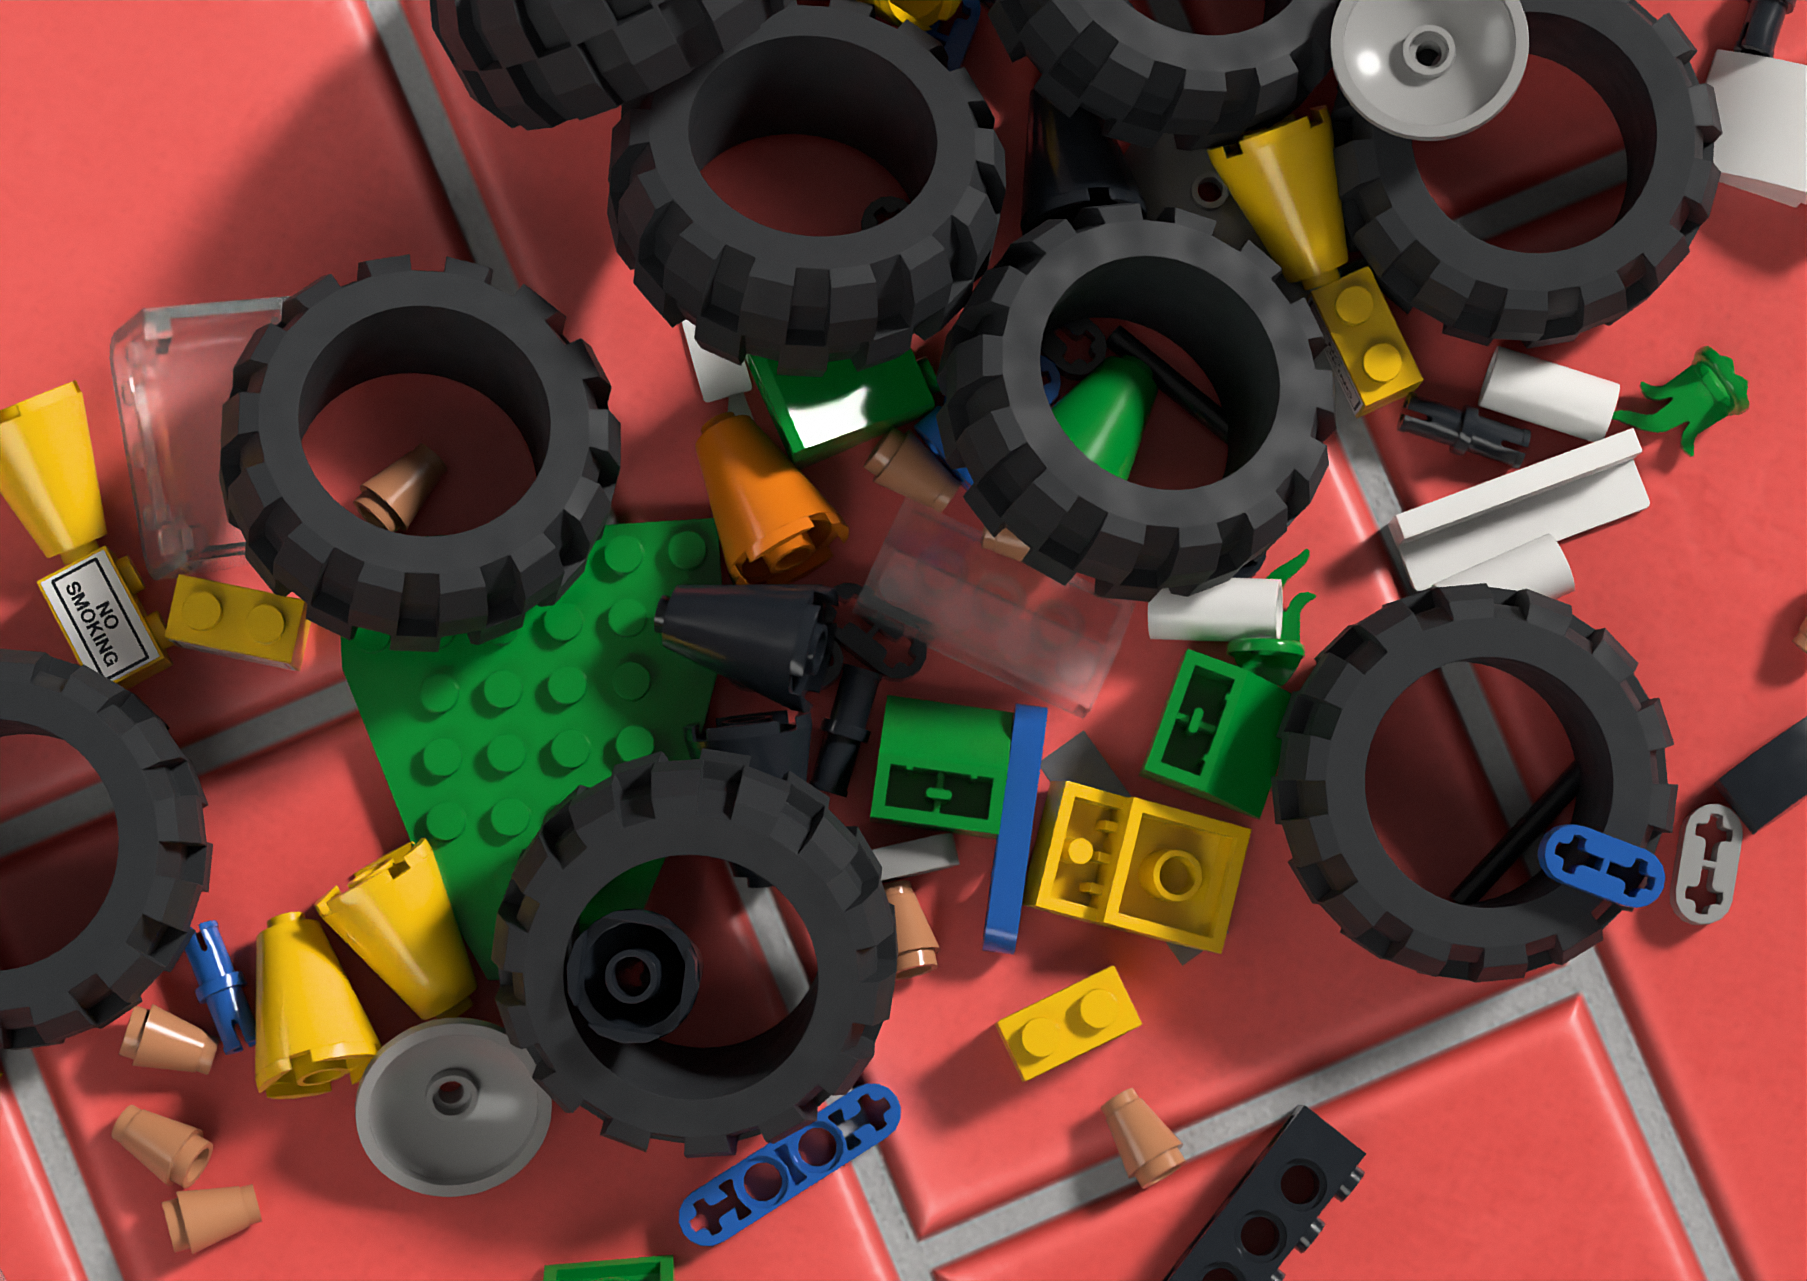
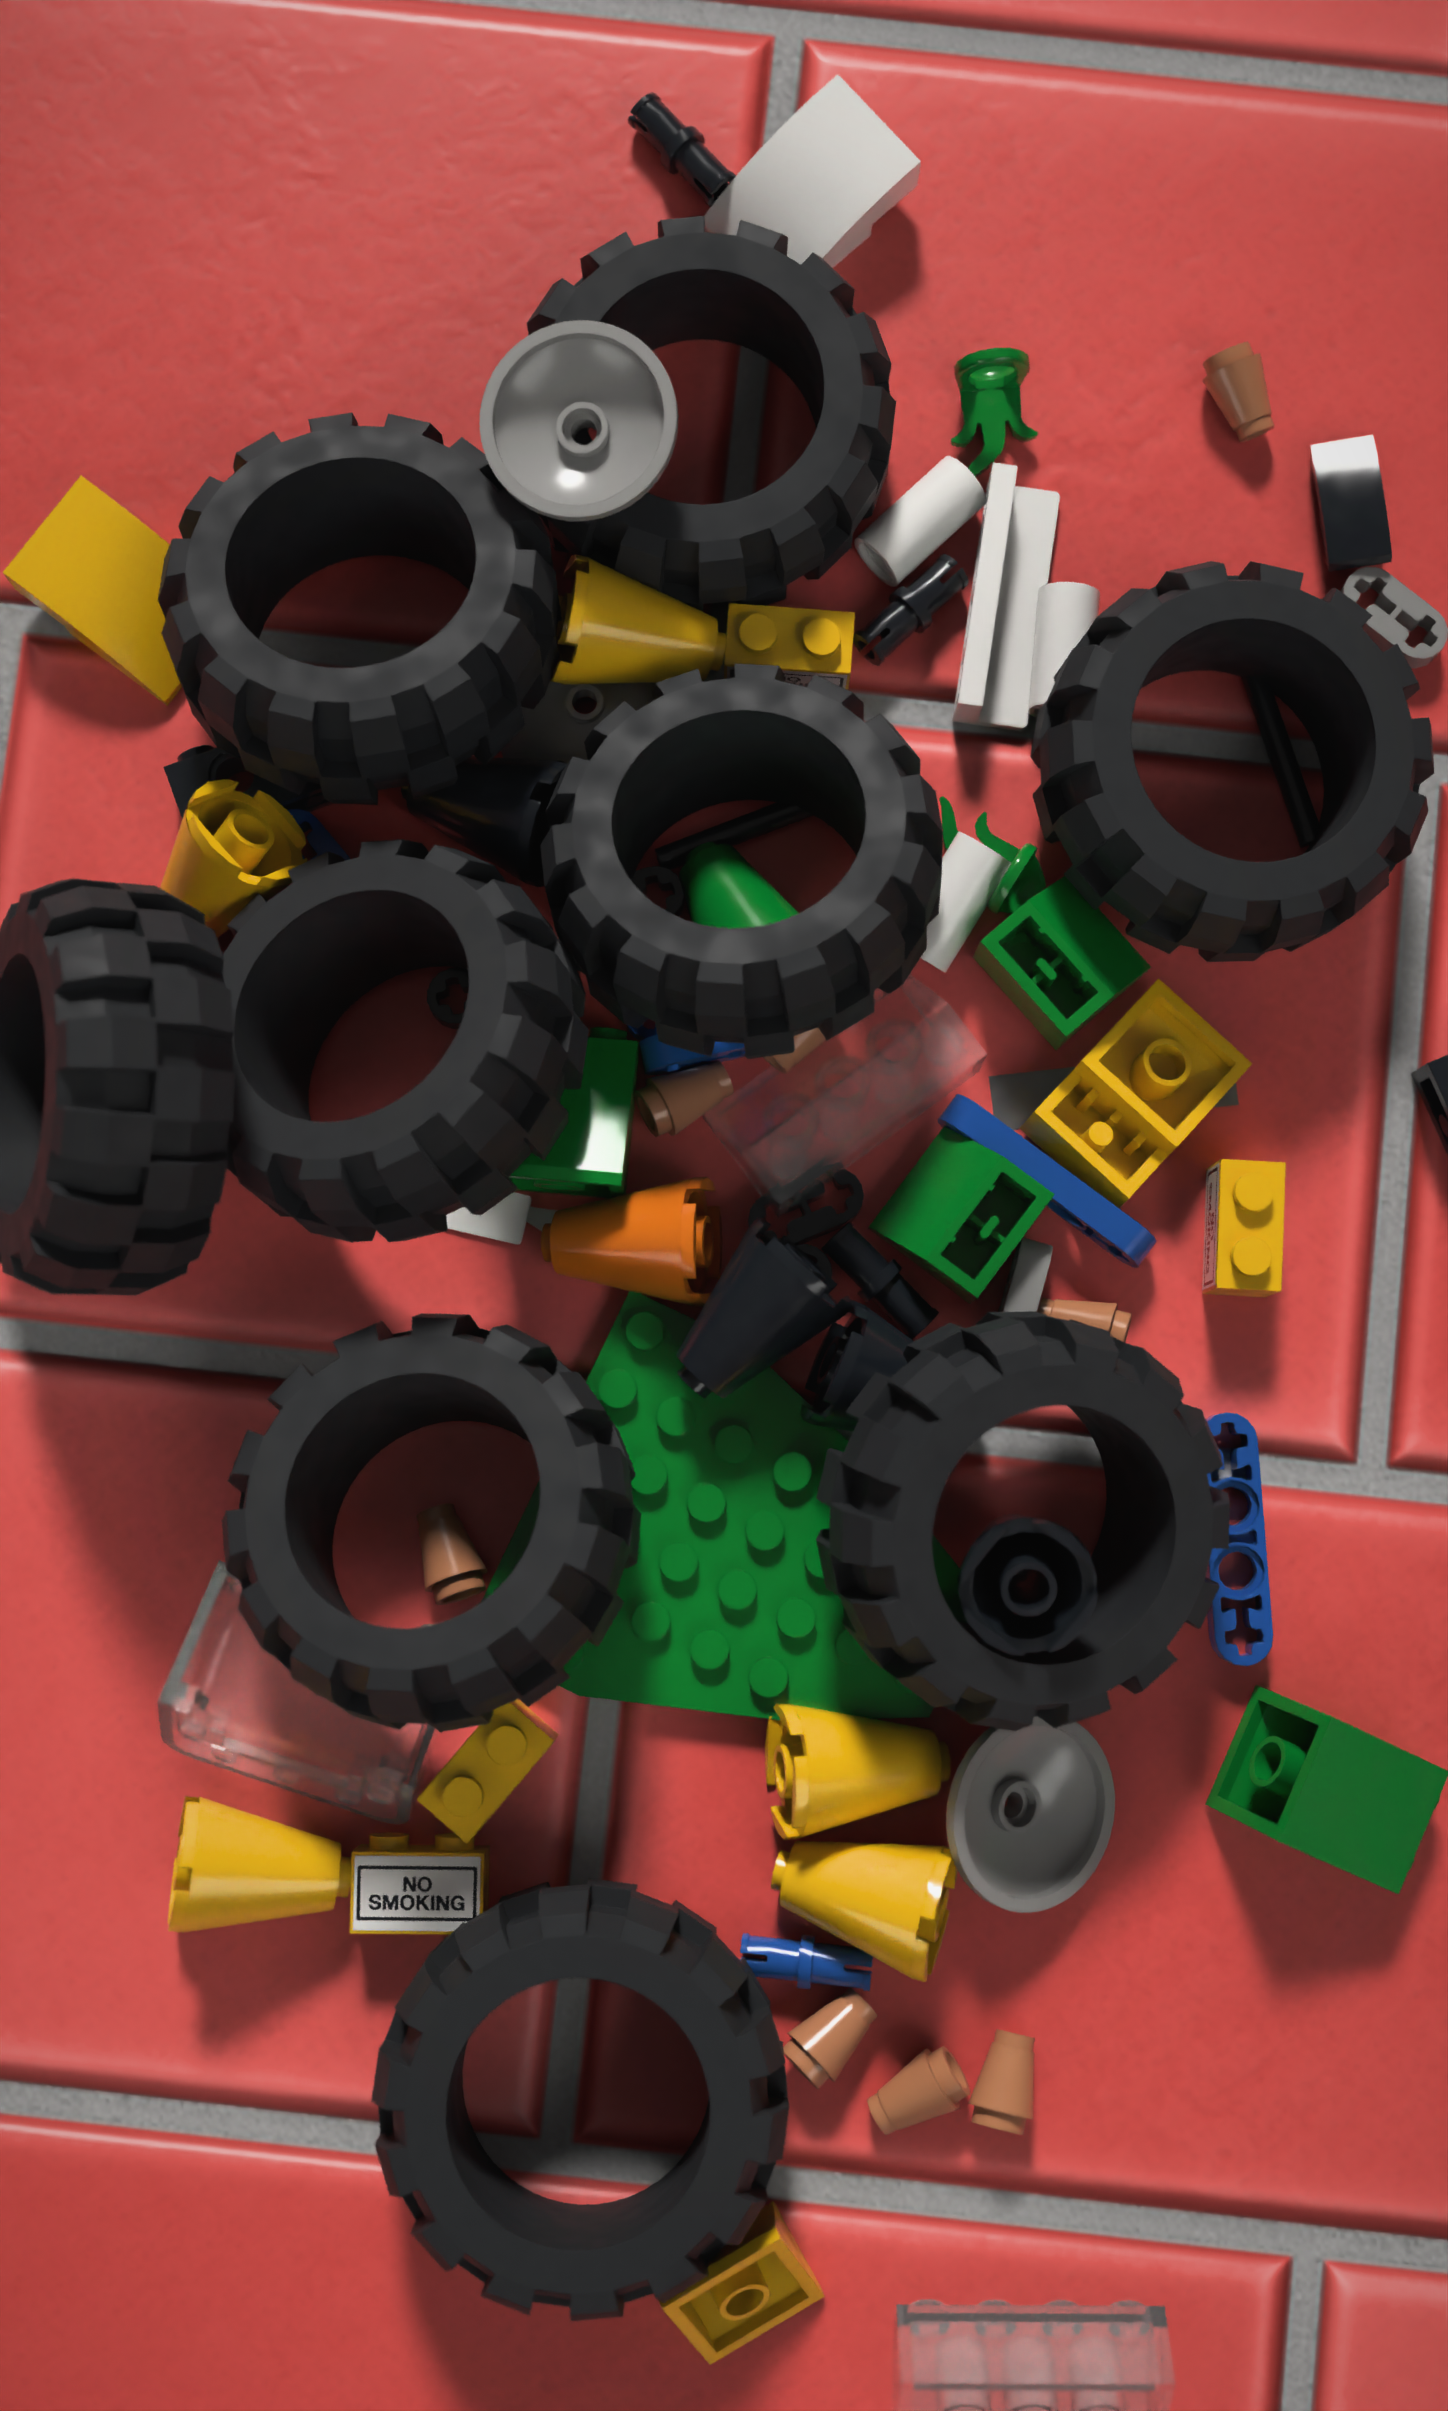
camera: 55 degrees left, 0 degrees up
(1142, 1139) = (1375, 1220): nougat cone -> none
(1607, 851) = (1371, 674): blue beam -> none

